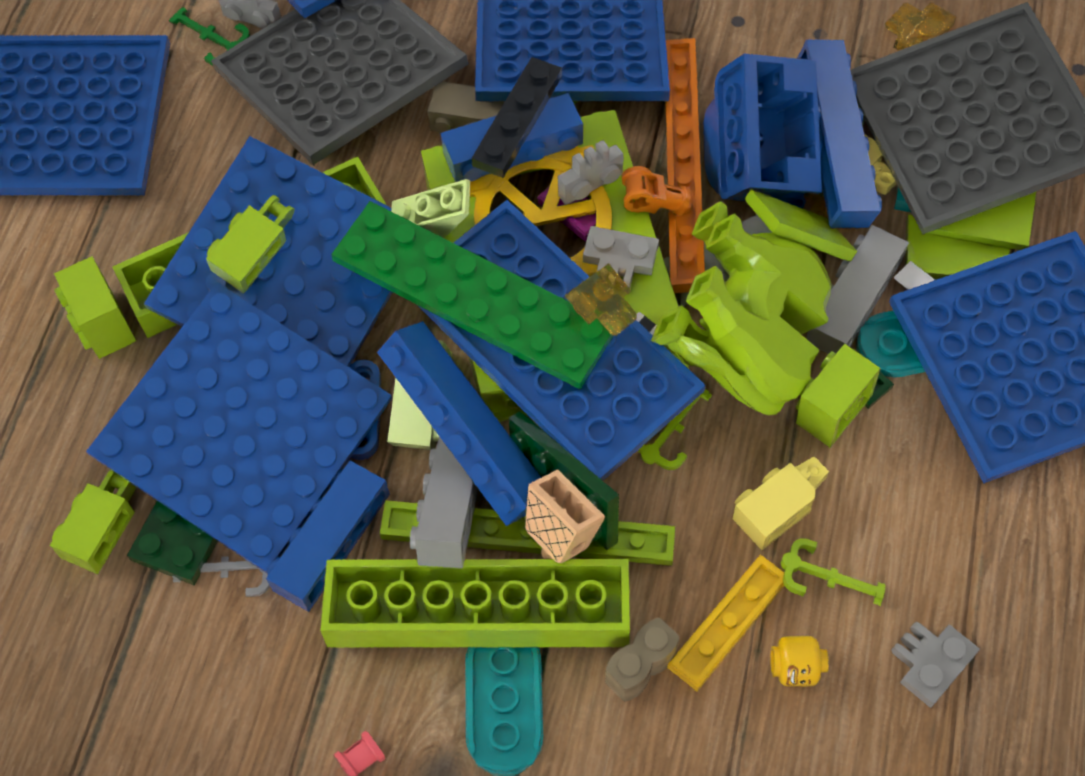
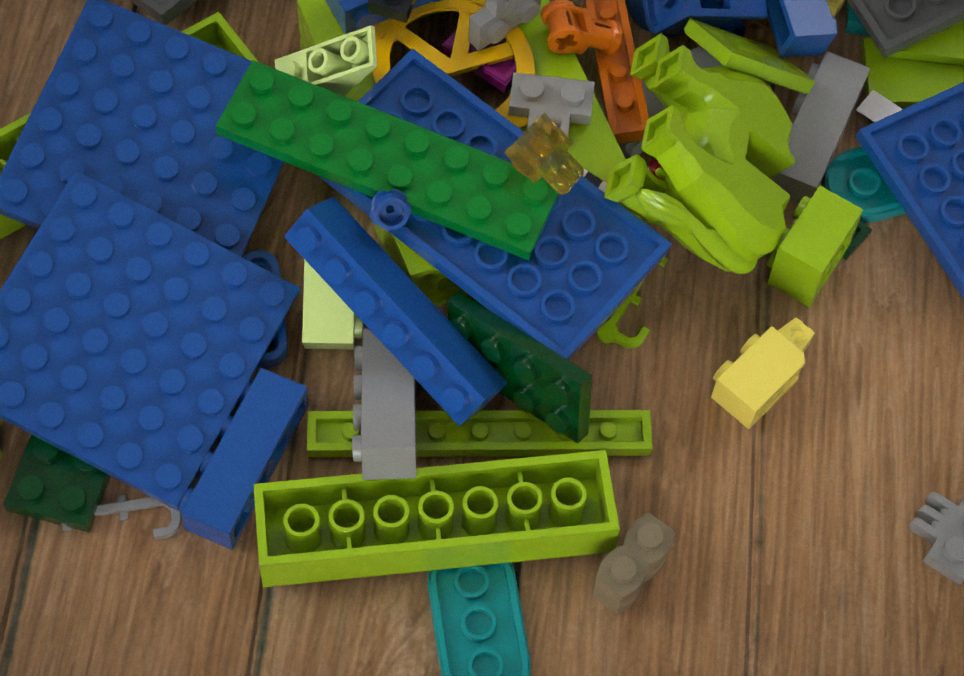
camera: 15 degrees left, 0 degrees up
(249, 243) = (109, 122): lime brick -> none
(468, 345) = (394, 219): none -> blue plate
(560, 517) = (524, 409): light nougat torso -> none
(727, 623) = (723, 513): yellow tile -> none
(792, 563) = (787, 439): lime piece -> none
(798, 661) = (809, 547): yellow head -> none

